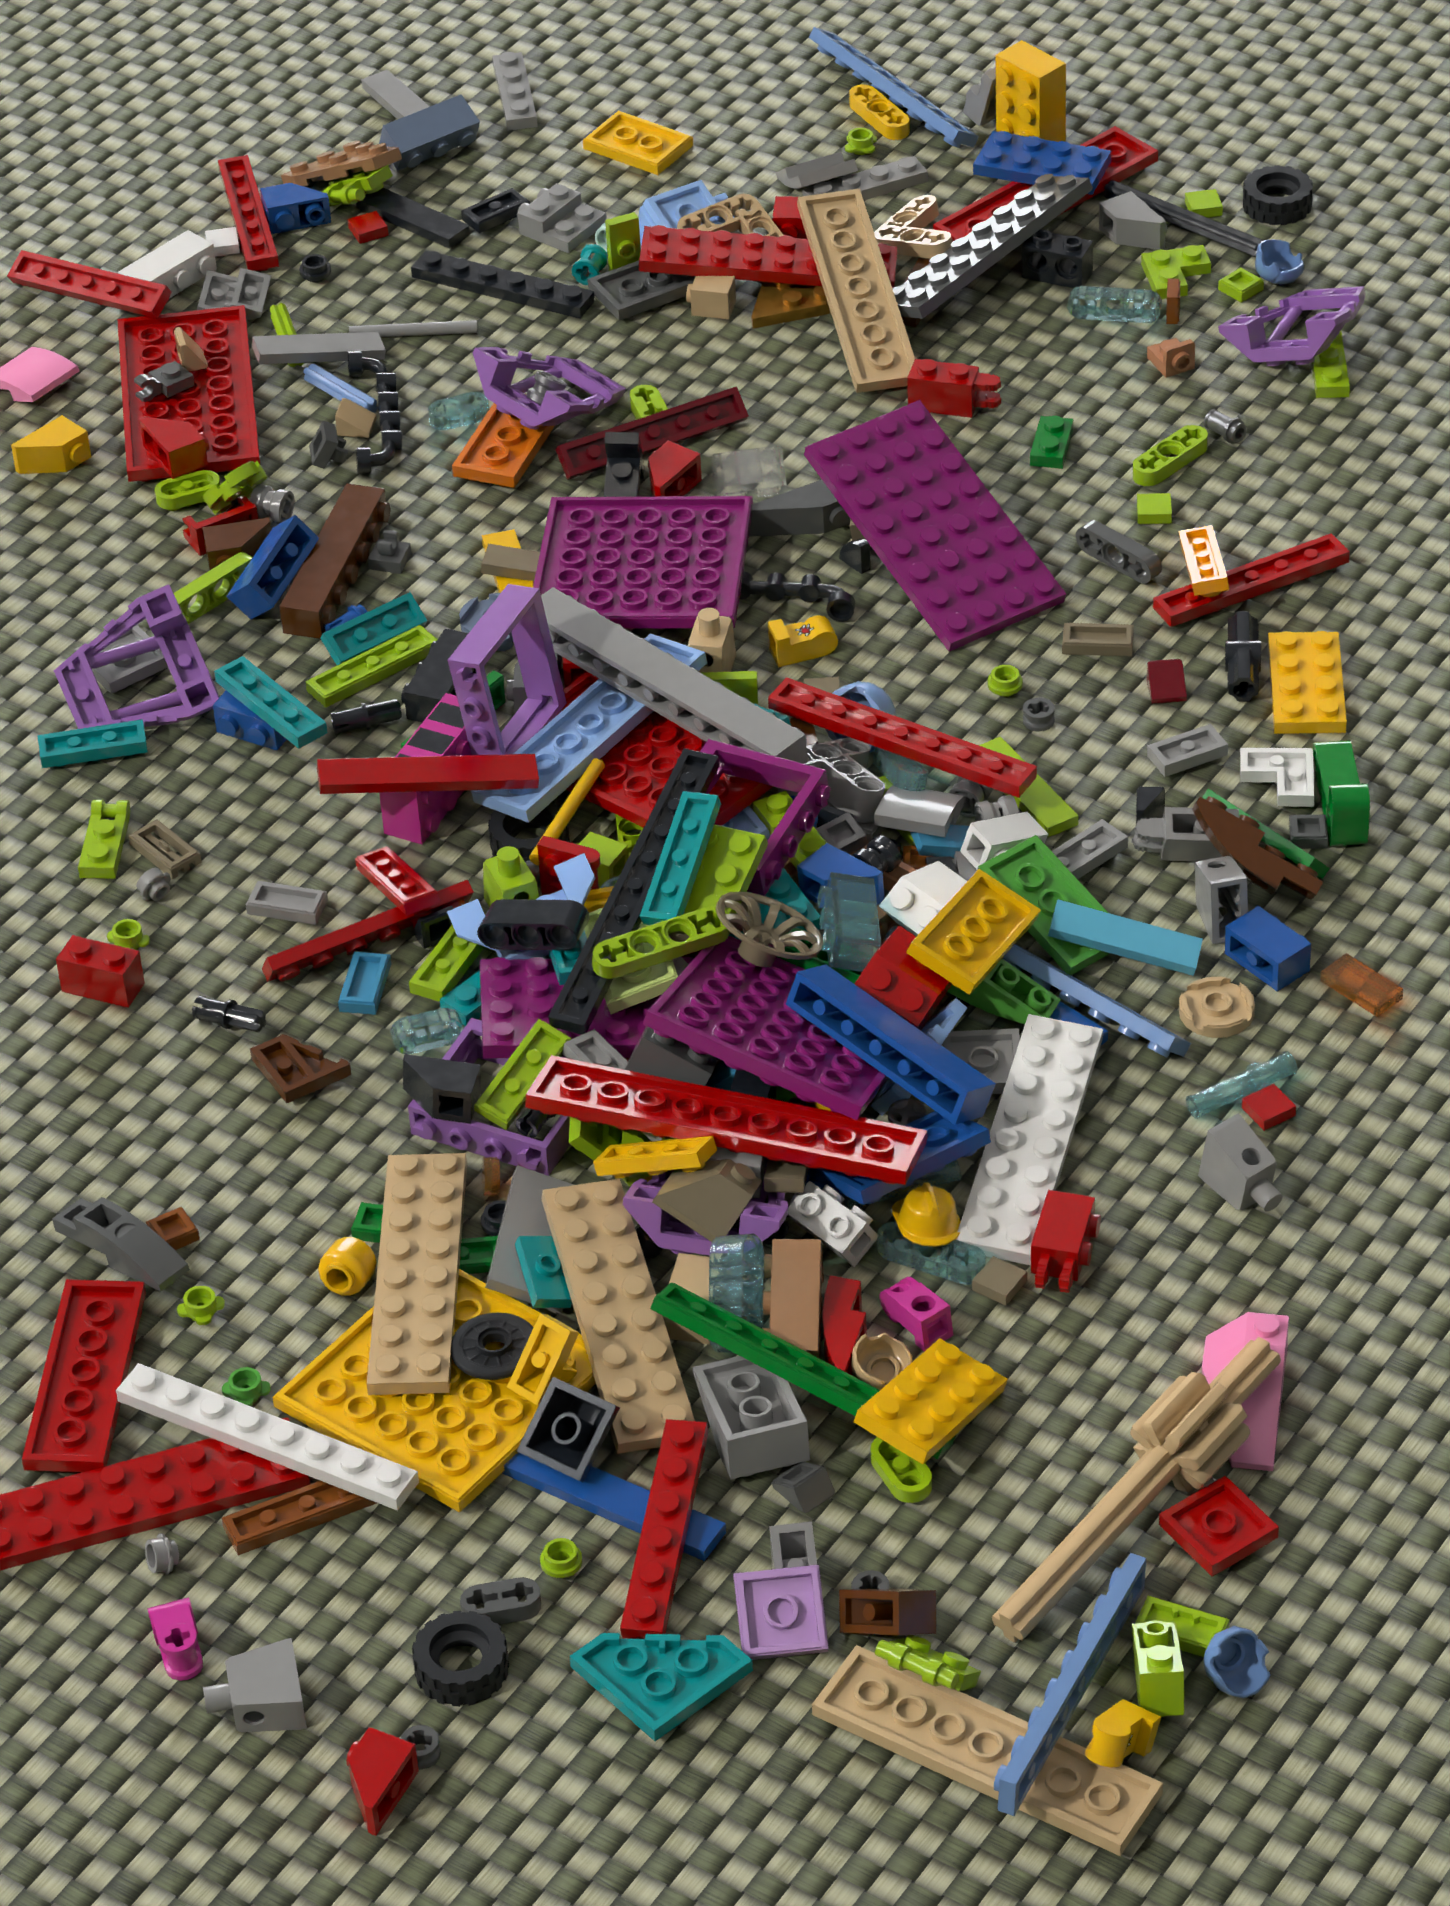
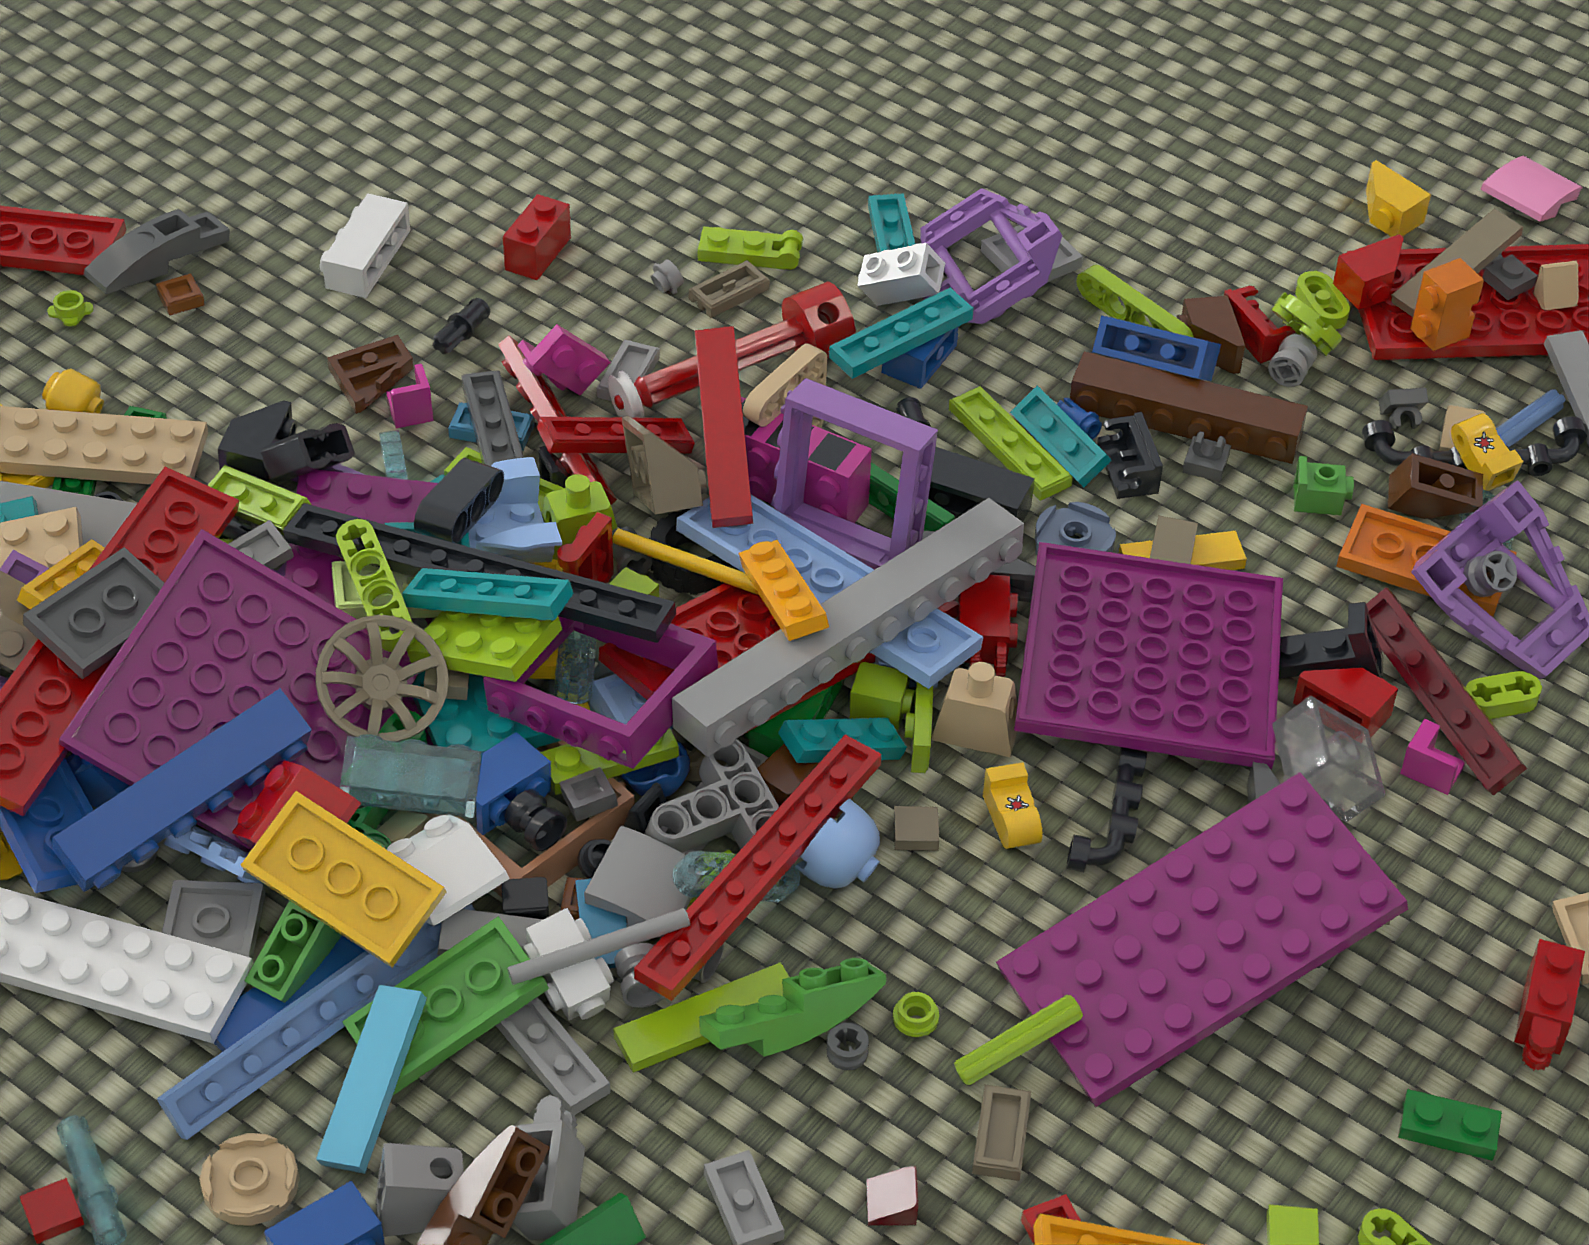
camera: 90 degrees right, 5 degrees up
(107, 1093) = (365, 245): none -> white brick
(128, 934) = (595, 261): lime plate -> none
(169, 392) = (1475, 247): none -> dark tan tile
(175, 717) = (901, 274): none -> white brick
(234, 396) = (1445, 304): none -> orange brick
(248, 773) = (809, 317): none -> red piece
(307, 914) = (564, 360): none -> dark pink bracket
(338, 1028) = (411, 403): none -> dark pink panel
(359, 729) = (769, 396): none -> tan beam
(380, 965) = (491, 417): none -> dark grey tile
(391, 582) = (1134, 457): none -> black hinge
(401, 393) = (1485, 451): none -> yellow leg
(428, 481) = (1321, 487): none -> bright green brick
(437, 427) = (1433, 488): none -> reddish brown slope
(465, 831) = (660, 473): none -> dark tan slope
(471, 1034) = (307, 452): none -> black brick
(637, 714) = (783, 590): none -> light orange plate
(719, 1096) = (95, 612): none -> dark grey plate
(721, 439) = (1429, 764): none -> dark pink panel
(1005, 802) = (598, 946): none -> light grey bar
(1019, 728) = (808, 1008): none -> bright green slope
(1027, 622) = (1018, 1039): none -> lime axle
(1100, 543) = (1179, 1169): dark grey beam -> none
(1150, 802) = (622, 1136): black slope -> none

